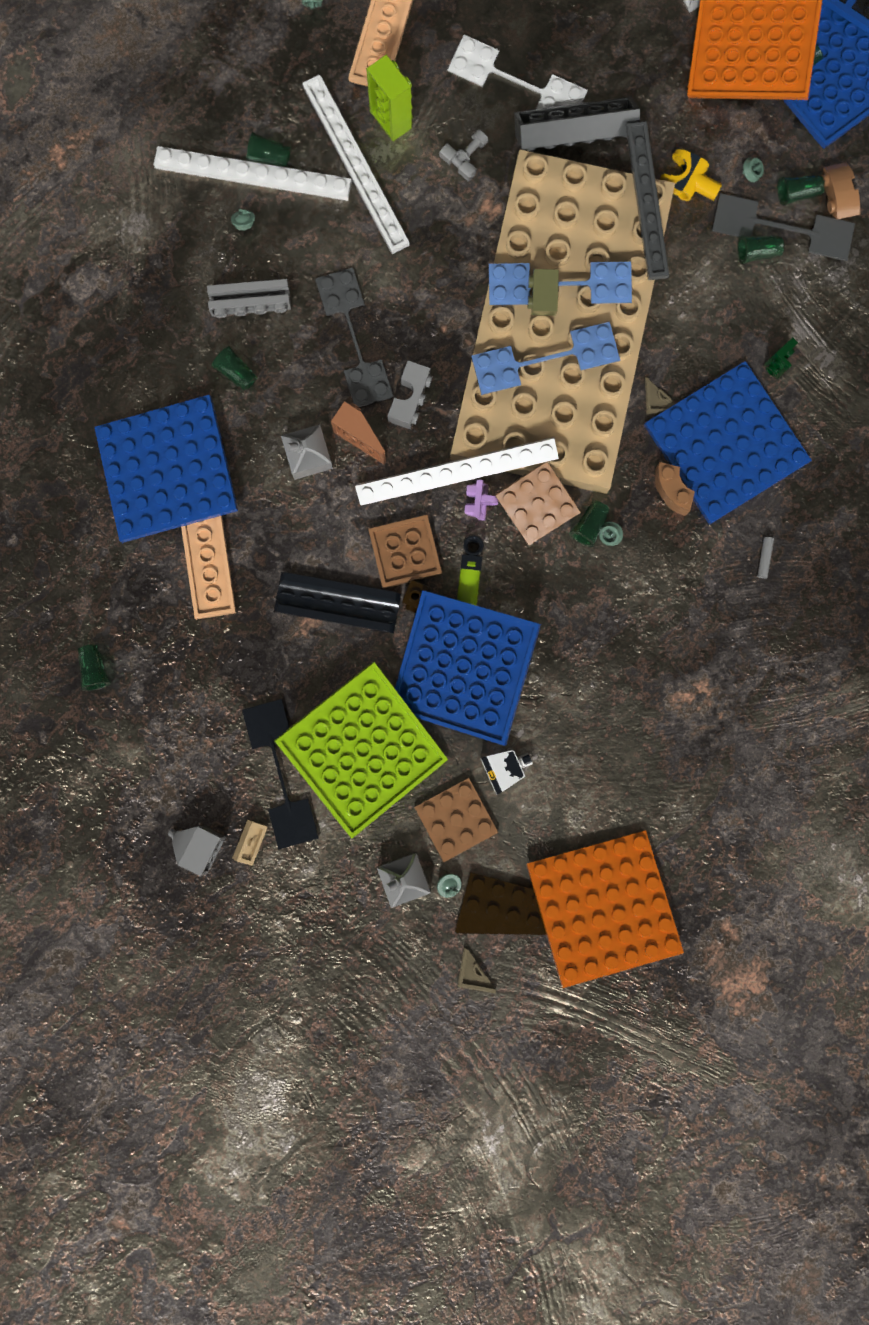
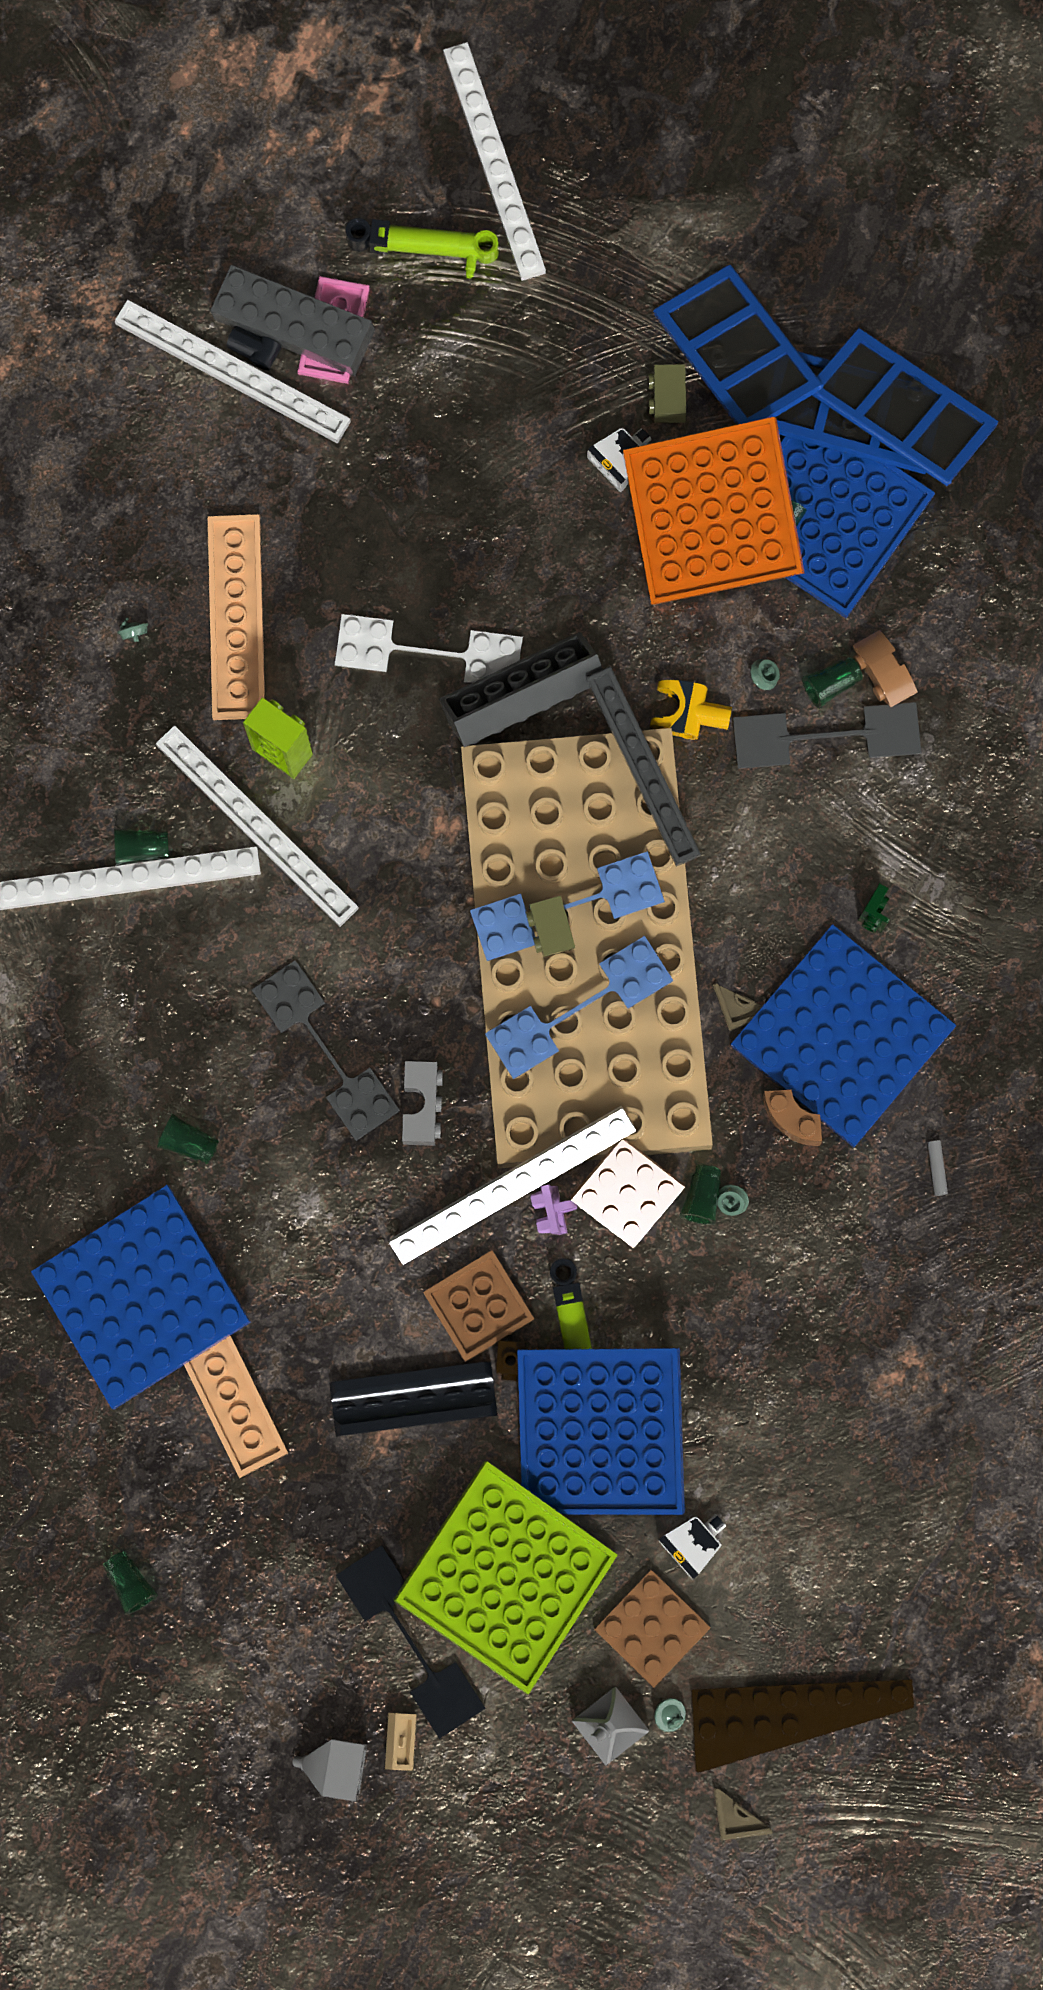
camera: 10 degrees left, 5 degrees down
(243, 219) = (135, 943): sand green hat -> none
(249, 298) = (176, 1042): light grey brick -> none
(306, 452) = (313, 1218): light grey piece -> none
(353, 427) = (365, 1169): nougat slope -> none
(461, 158) = (389, 776): light grey bar -> none
(604, 909) = (874, 1681): orange plate -> none
(759, 248) = (804, 774): clear green plant -> none

